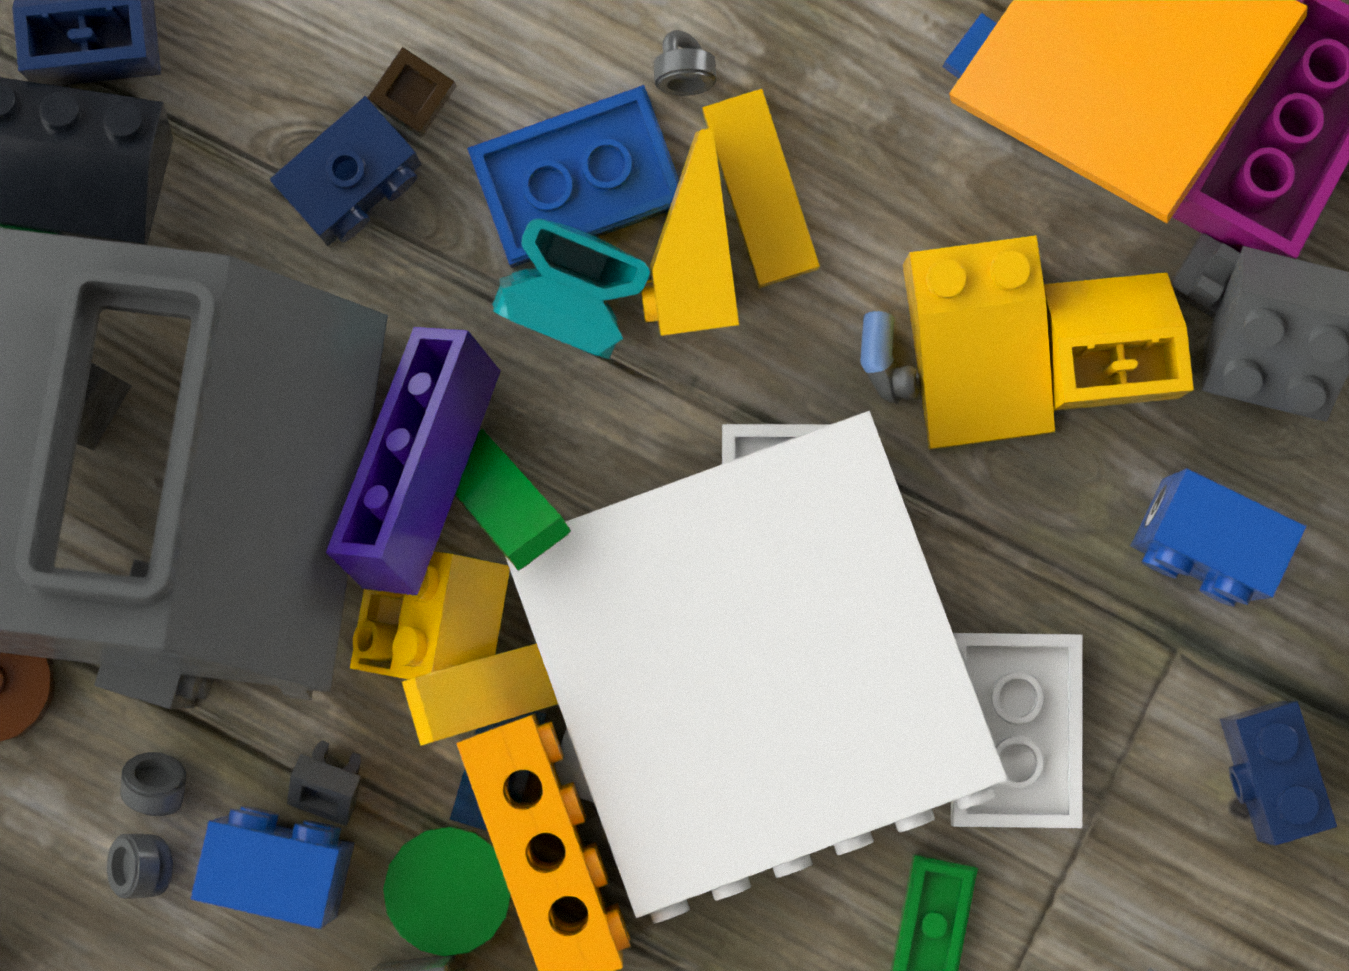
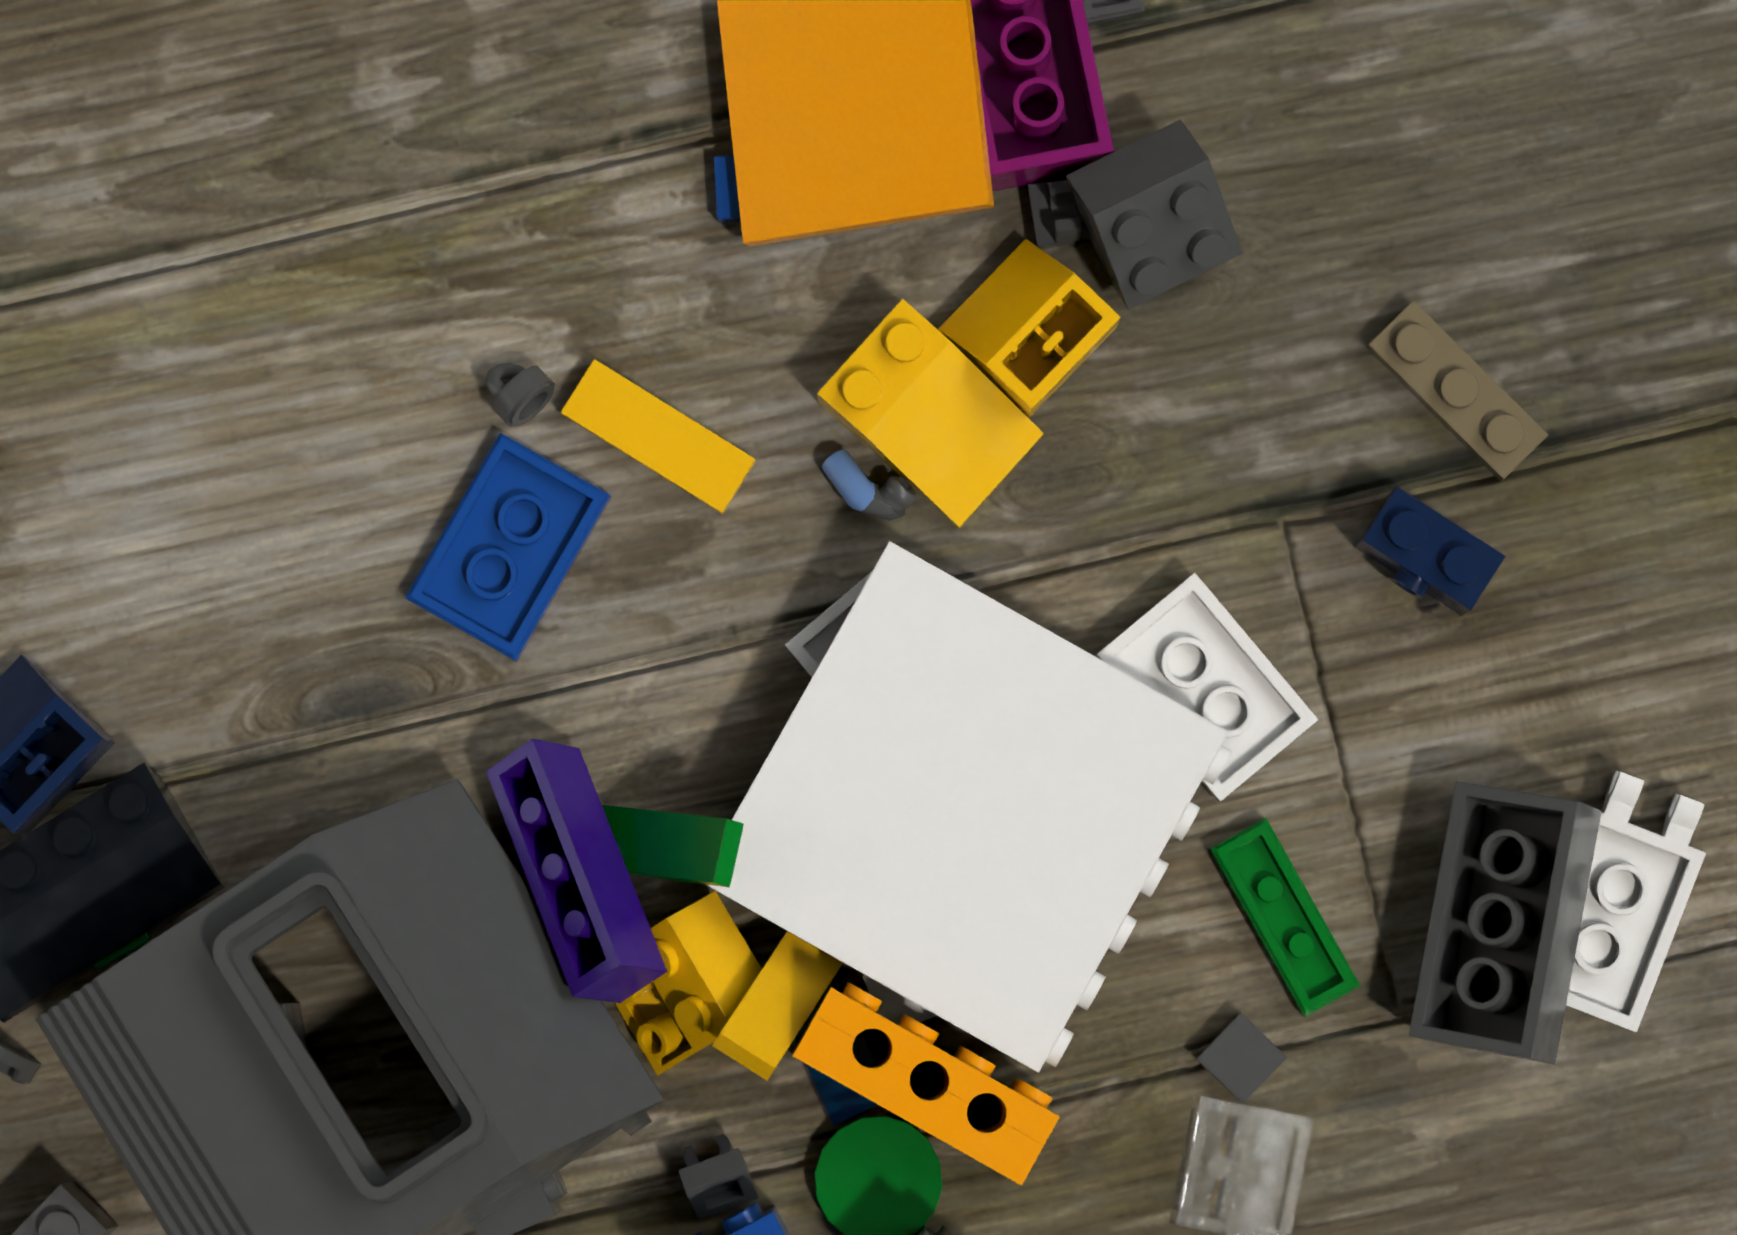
camera: 40 degrees left, 0 degrees up
(348, 173) = (330, 696): dark blue brick -> none
(412, 92) = (325, 591): dark brown plate -> none
(570, 287) = (582, 639): teal piece -> none
(692, 258) = (654, 539): yellow slope -> none
(1216, 538) = (1233, 415): blue brick -> none

